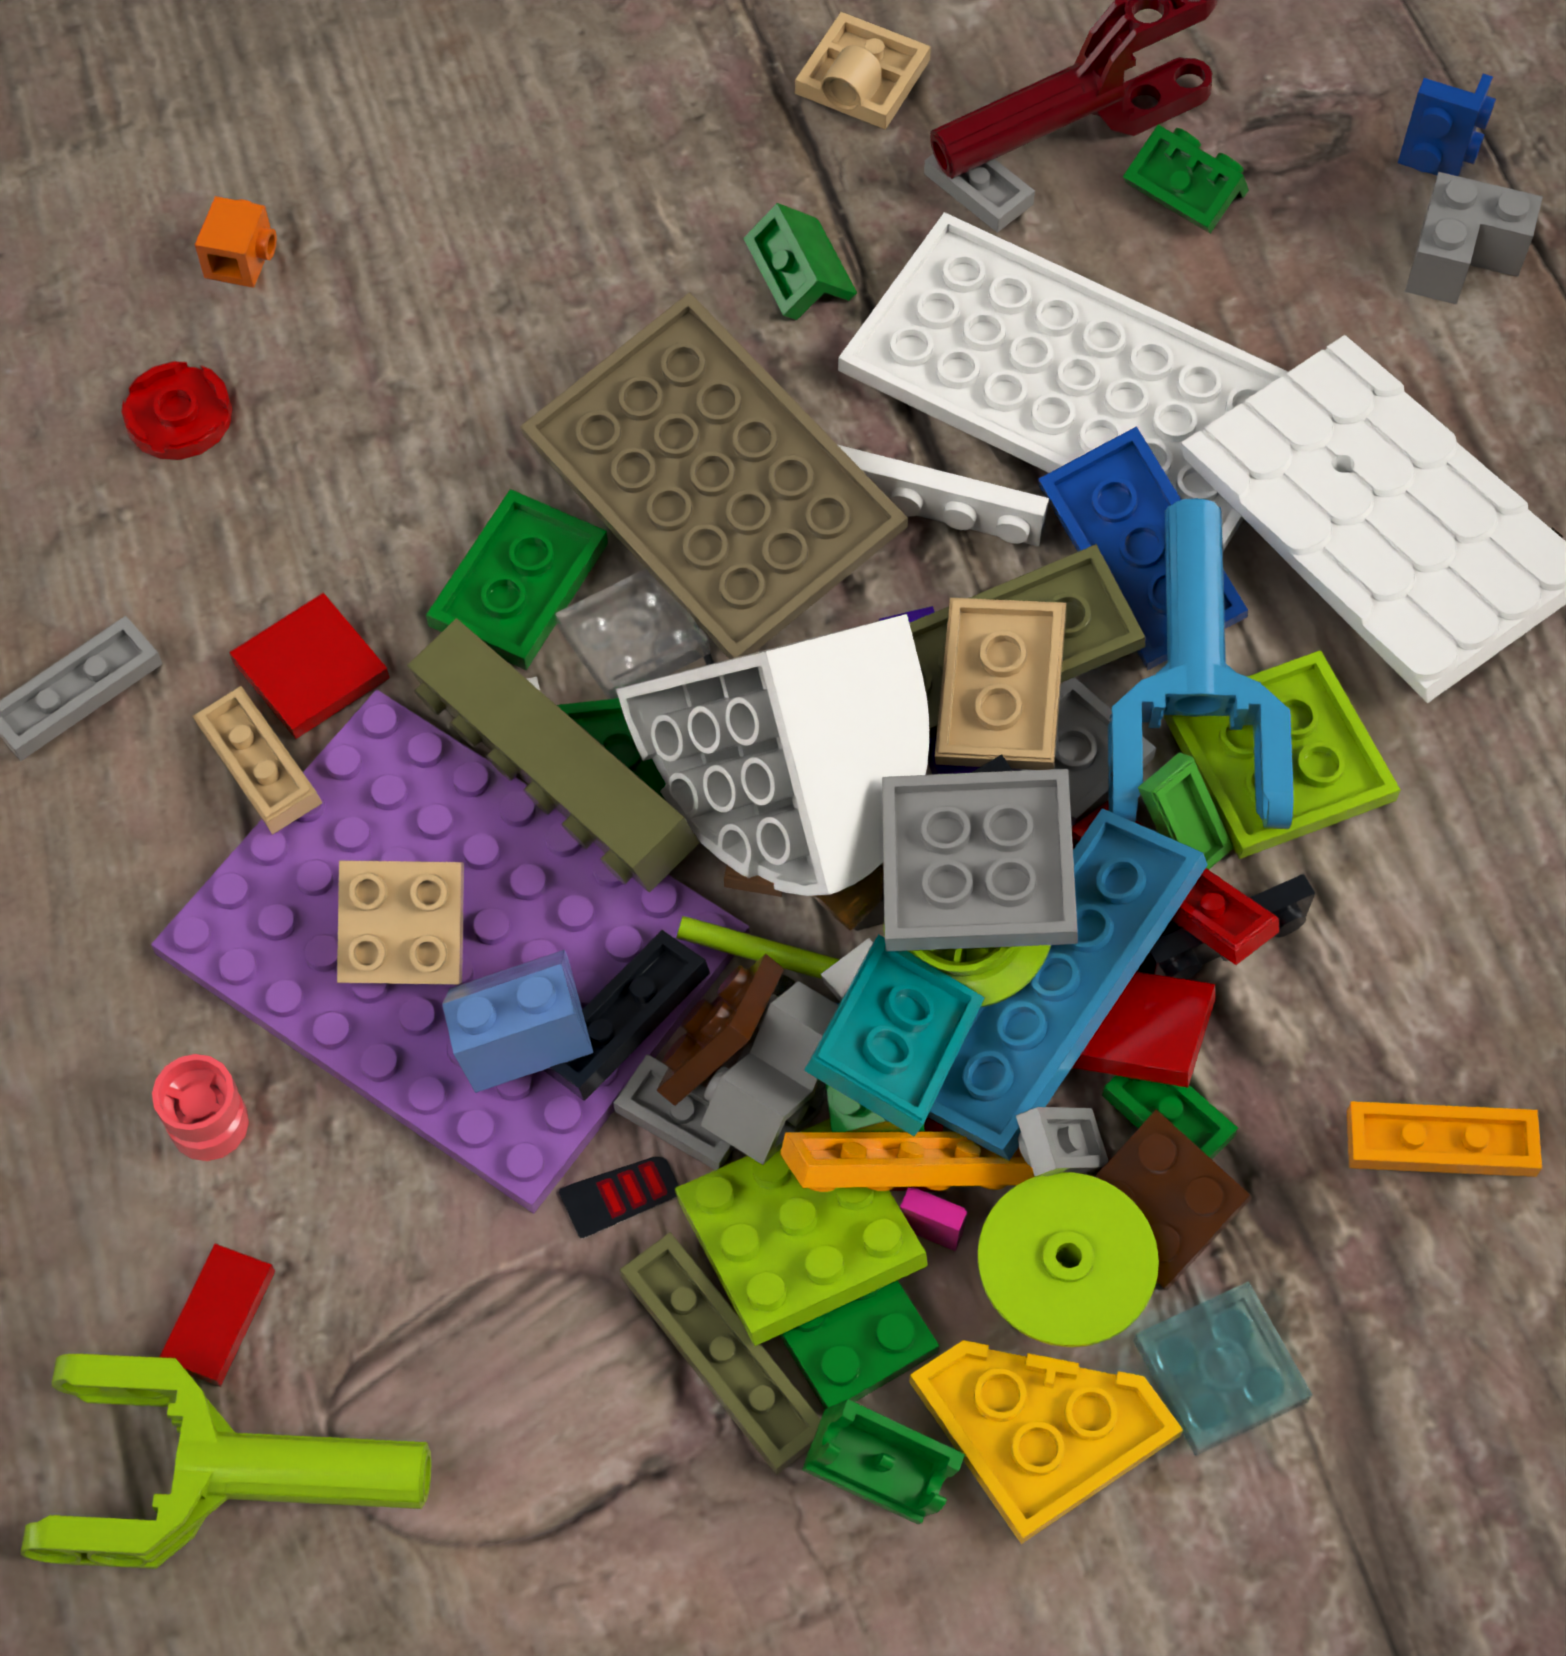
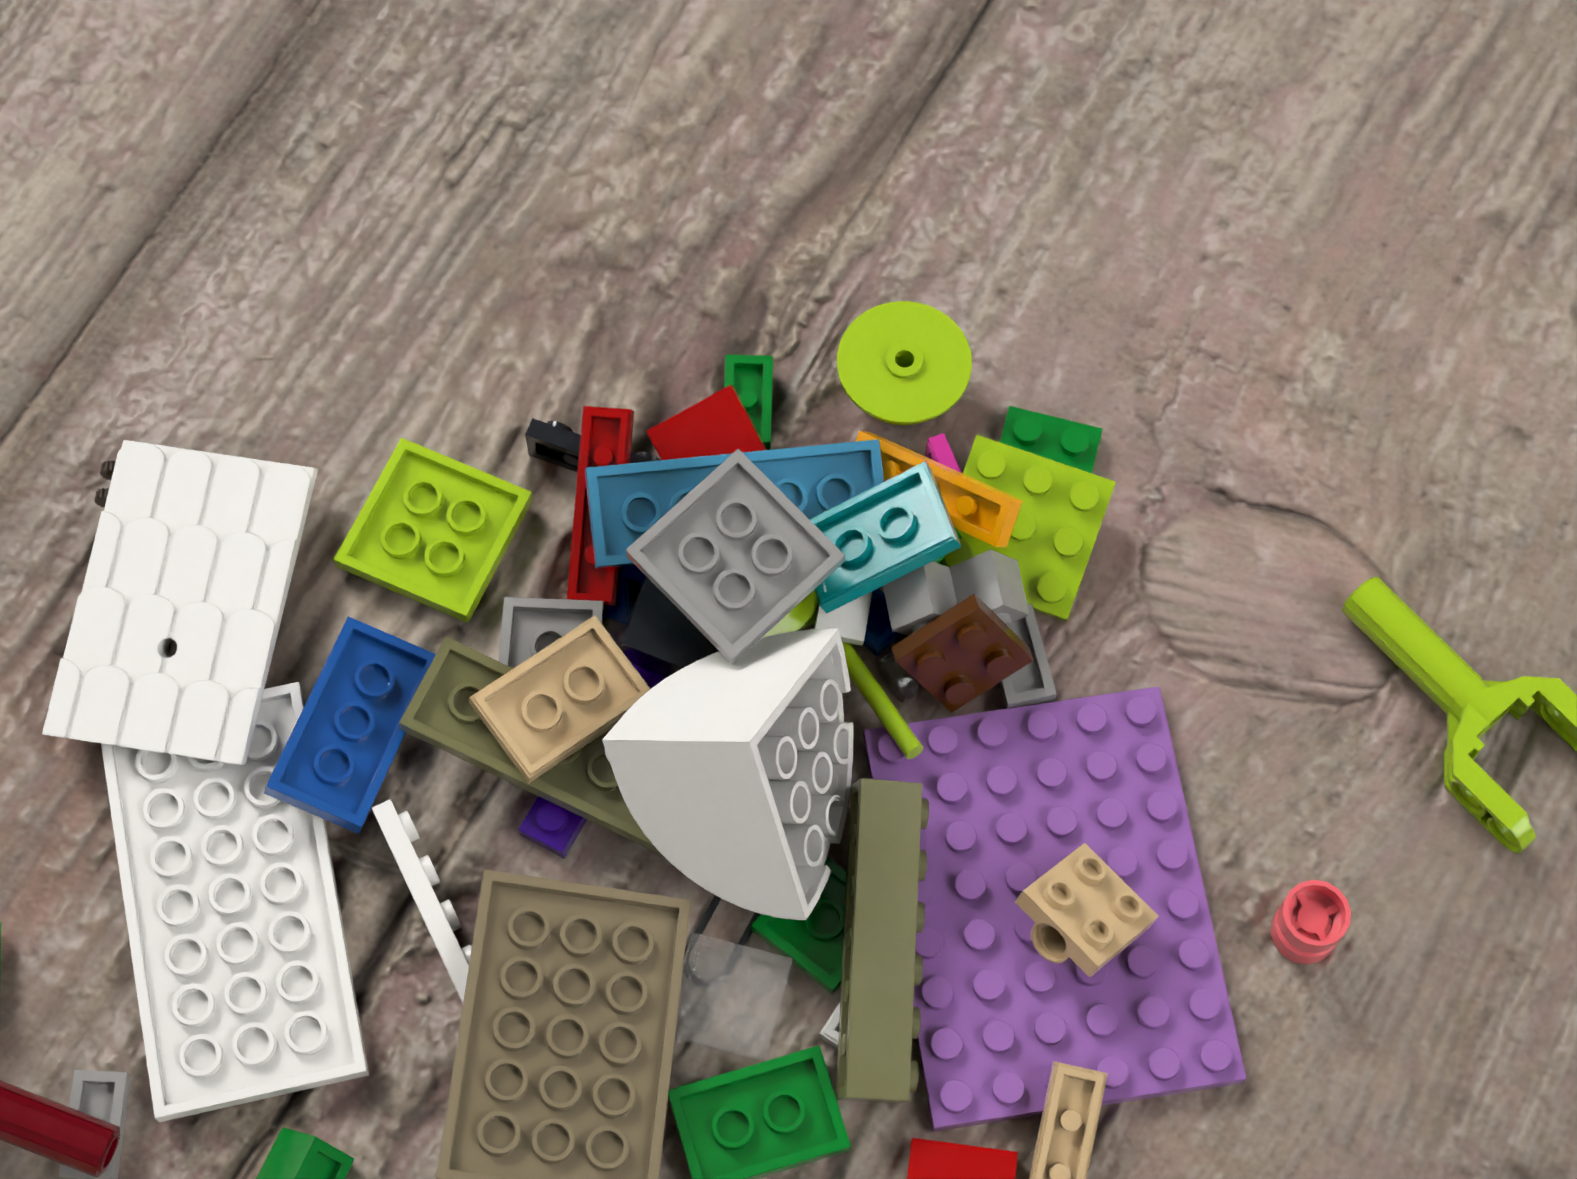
camera: 135 degrees left, 5 degrees up
(218, 1313) = (1398, 799): red tile -> none
(516, 1021) = (1074, 778): medium blue slope -> none
(618, 1195) = (1097, 656): black sticker -> none
(631, 1010) = (1005, 725): black plate -> none
(722, 1353) = (1131, 511): olive plate -> none
(881, 1461) = (1104, 373): green hinge -> none
(1041, 1427) = (1007, 318): yellow plate -> none
(1061, 1140) = (837, 421): light grey plate -> none
(1176, 1190) = (802, 360): reddish brown plate -> none
(1184, 808) = (545, 530): bright green tile -> none
(1197, 674) = (440, 594): dark azure piece -> none
(1222, 1368) = (873, 259): clear light blue plate -> none
(1443, 1139) = (622, 255): light orange plate -> none

